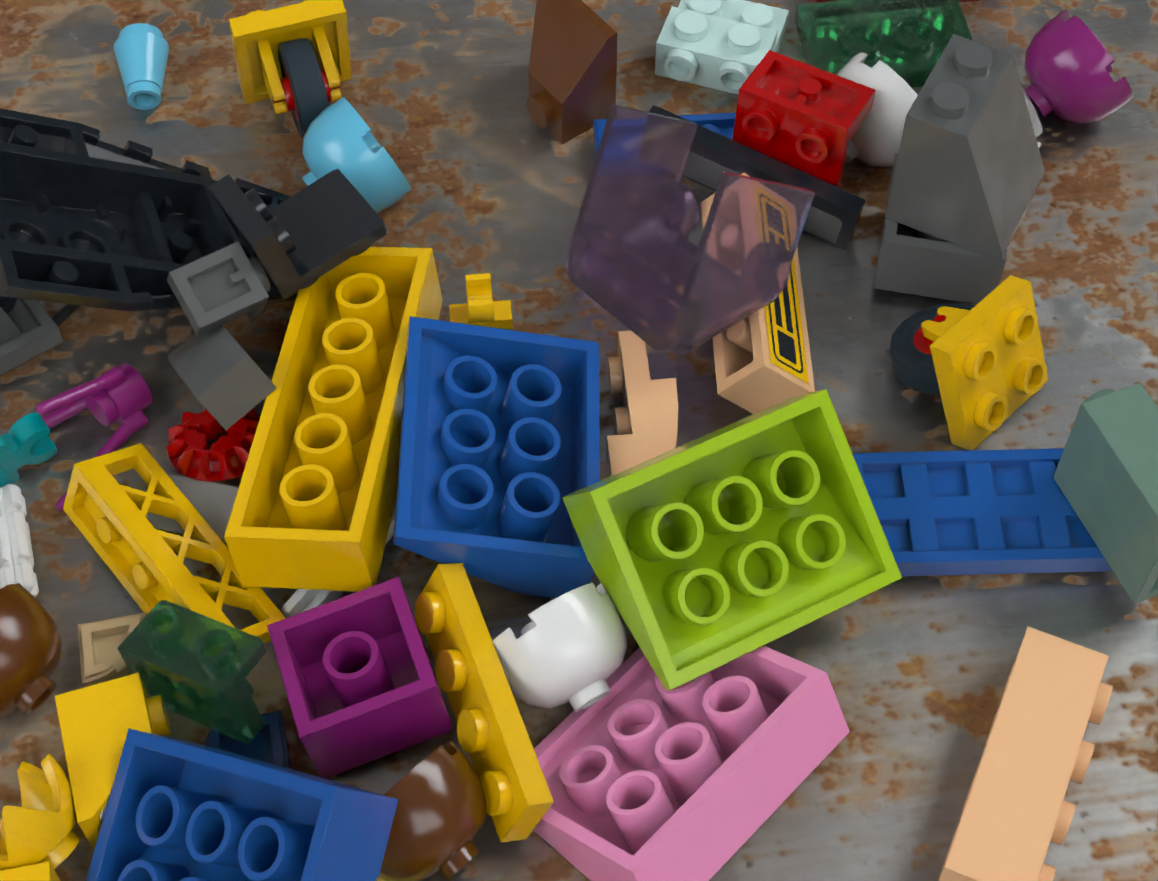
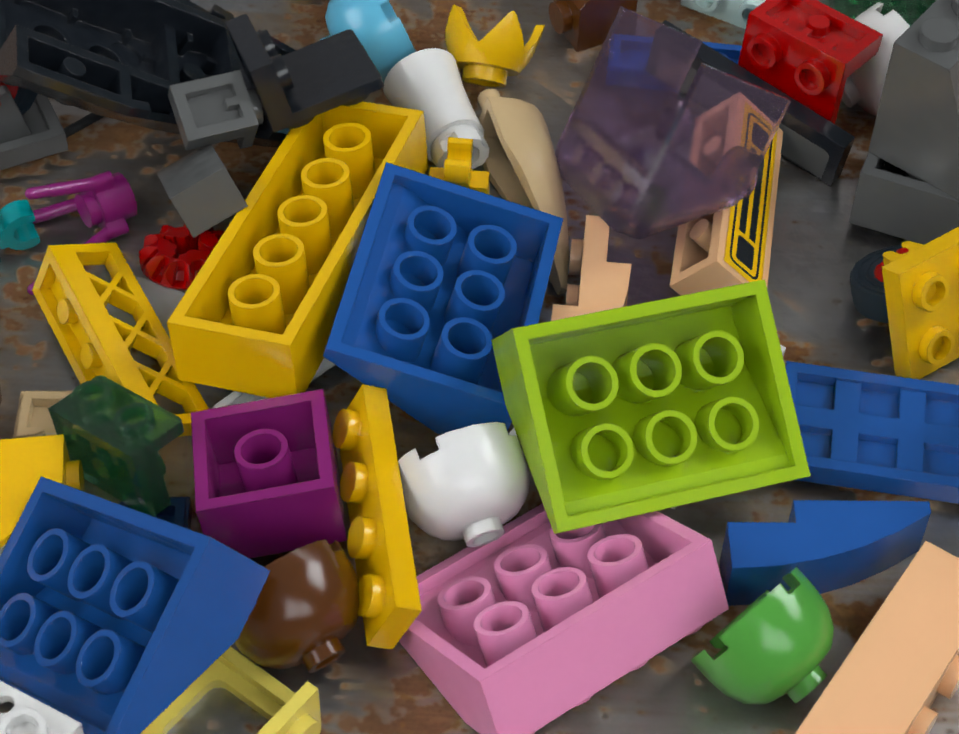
camera: 10 degrees right, 5 degrees down
(429, 216) = (433, 84): none -> white plant
(485, 166) = (495, 55): none -> yellow piece
(537, 279) = (525, 166): none -> tan piece
(900, 763) = (772, 645): none -> bright green cylinder
(920, 649) = (826, 539): none -> blue slope

